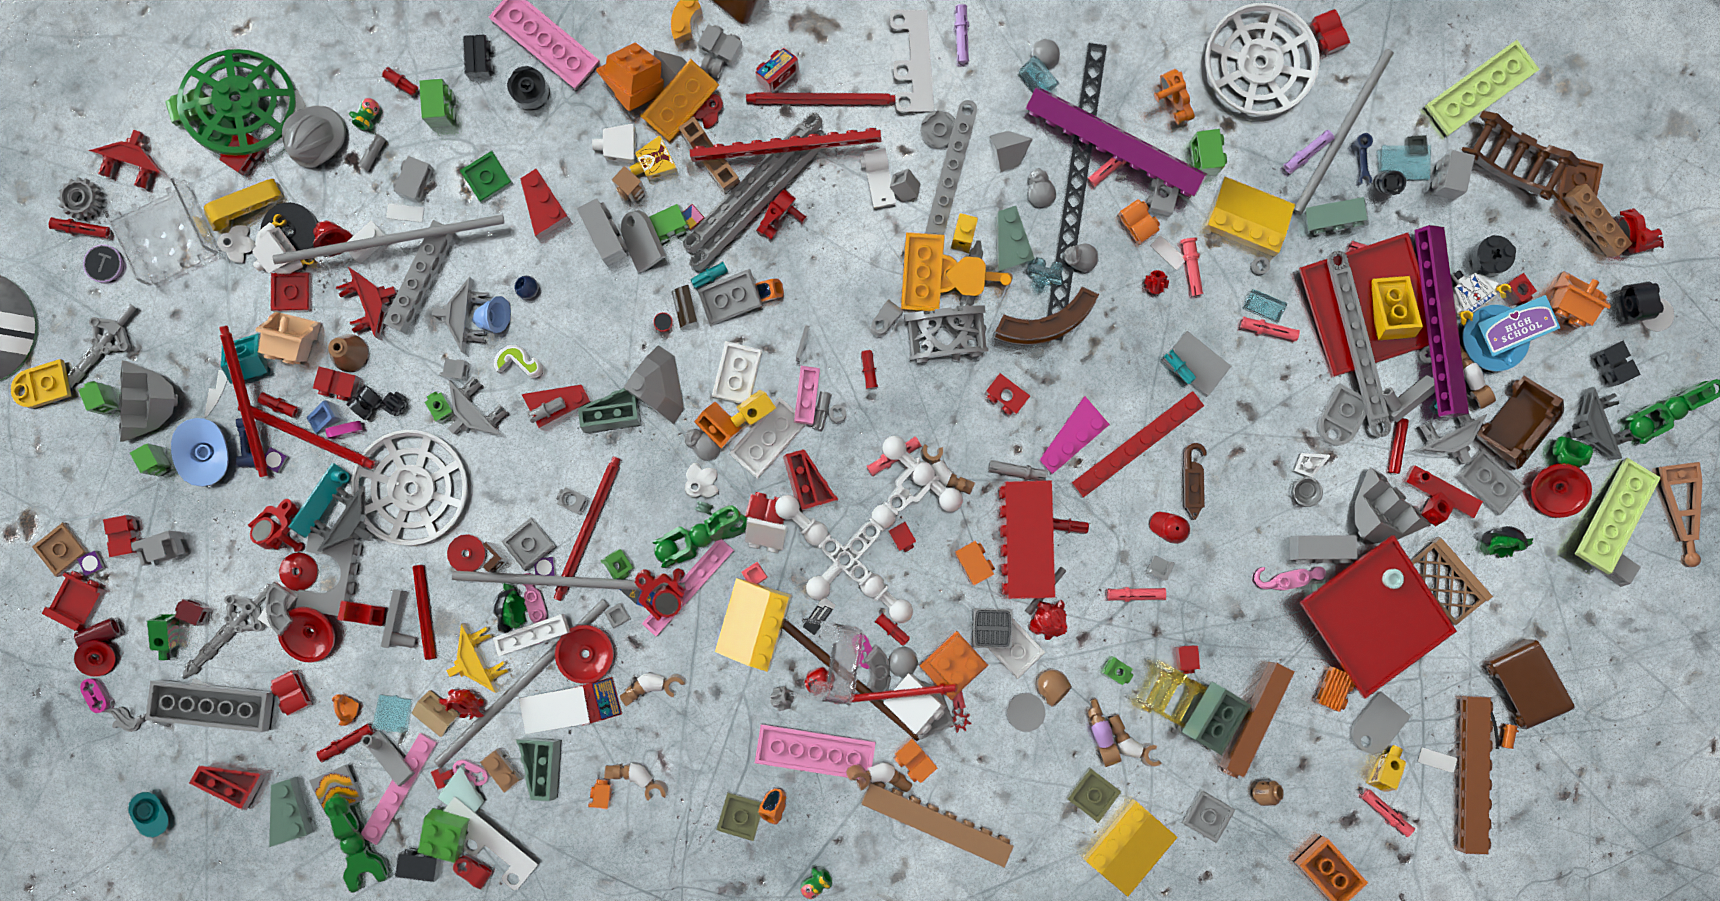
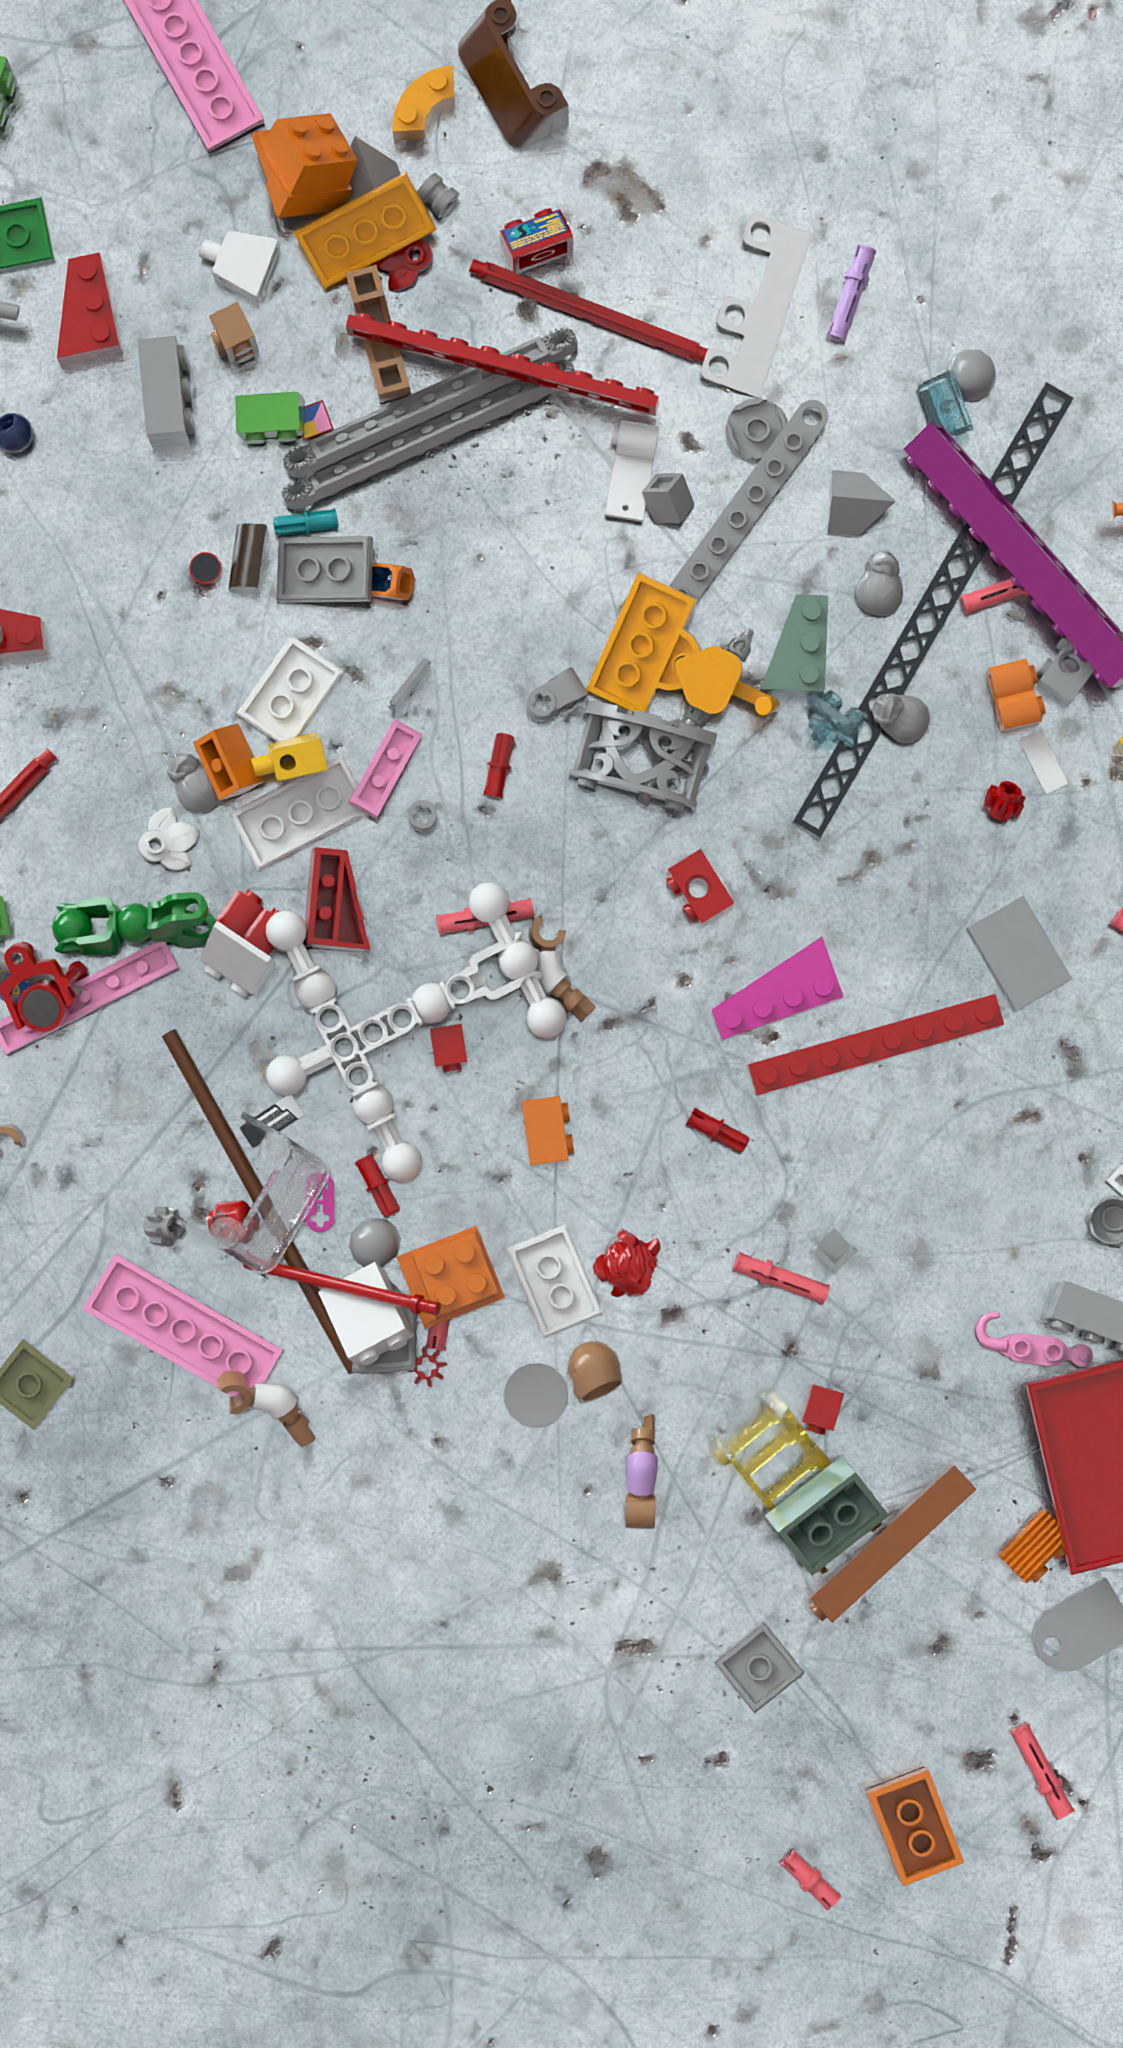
camera: 25 degrees right, 0 degrees up
(477, 56) = (75, 40): black brick -> none
(518, 84) = (123, 107): black brick -> none
(610, 412) = (70, 678): sand green wedge -> none
(641, 240) = (220, 427): light grey tile -> none
(654, 160) = (288, 309): yellow torso -> none
(658, 384) = (159, 663): light grey brick -> none
(703, 507) = (156, 882): sand green bush -> none
(719, 44) = (463, 166): light grey brick -> none
(753, 624) = (163, 1093): yellow slope -> none
(754, 573) = (195, 1018): coral tile -> none
(773, 806) = (85, 1387): orange rock -> none
(777, 210) = (450, 461): red piece -> none
(814, 886) = (103, 1535): green animal -> none
(821, 410) = (399, 801): light grey axle -> none
(879, 669) = (332, 1240): light grey tile -> none
(915, 760) = (334, 1403): orange brick -> none
(937, 824) = (329, 1514): medium nougat brick -> none
(964, 232) = (731, 608): yellow torso -> none
(992, 628) = (534, 1243): tile -> none
(1017, 470) = (670, 1013): light grey pin -> none
(1027, 539) = (641, 1125): red brick -> none
(1033, 605) = (642, 1217): light grey bar -> none
(1050, 327) = (806, 806): reddish brown fence -> none
(1094, 795) = (592, 1565): olive tile -> none
(1111, 668) = (698, 1375): bright green brick -> none
(1130, 747) = (675, 1508): piece -> none
(1130, 847) = (617, 1669): yellow slope -> none
(1165, 526) = (866, 1188): red cap -> none
(1180, 367) = (988, 948): teal axle -> none
(1191, 257) = (1075, 783): coral pin -> none
(1193, 481) = (940, 1136): reddish brown plate -> none
(1268, 793) = (865, 1665): medium nougat head -> none
(1388, 770) = (1058, 1712): yellow torso -> none

